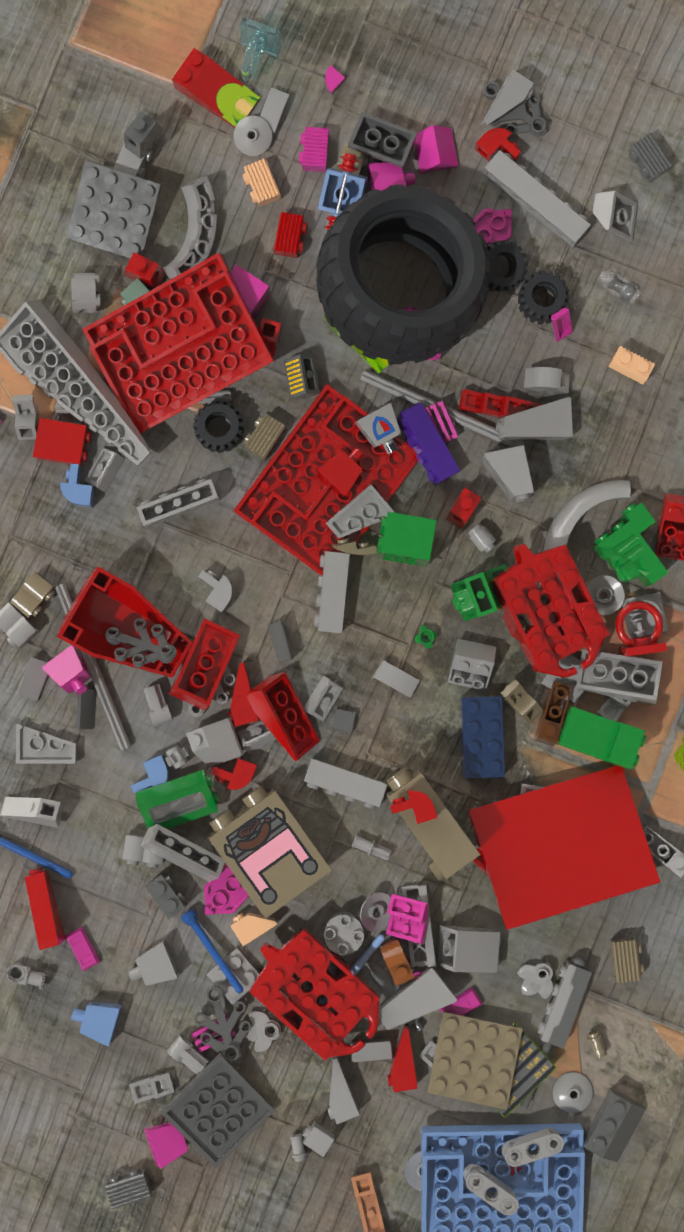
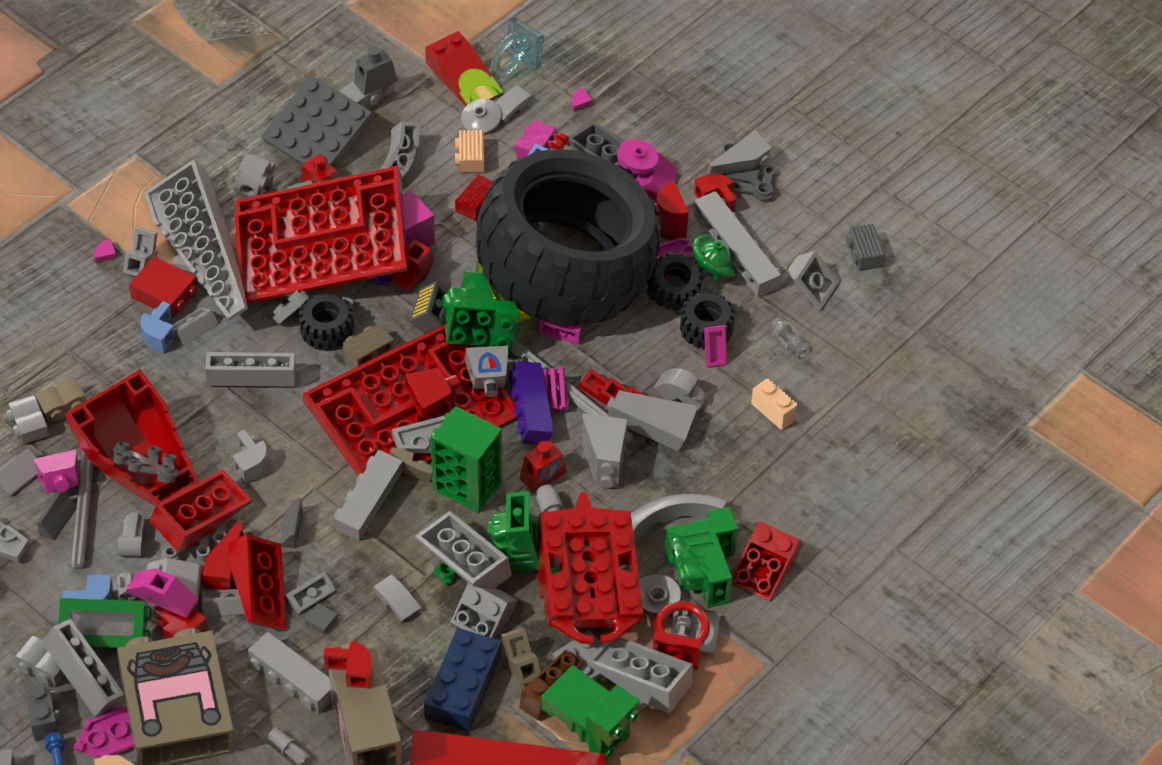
camera: 15 degrees right, 35 degrees down
(182, 425) = (295, 302): none -> light grey plate
(213, 762) = (163, 591): none -> dark pink slope
(348, 382) = (476, 317): none -> green brick
(413, 148) = (637, 156): none -> dark pink plate
(437, 625) = (465, 552): none -> light grey slope
(469, 191) = (671, 212): none -> red brick
(526, 228) = (713, 257): none -> green piece

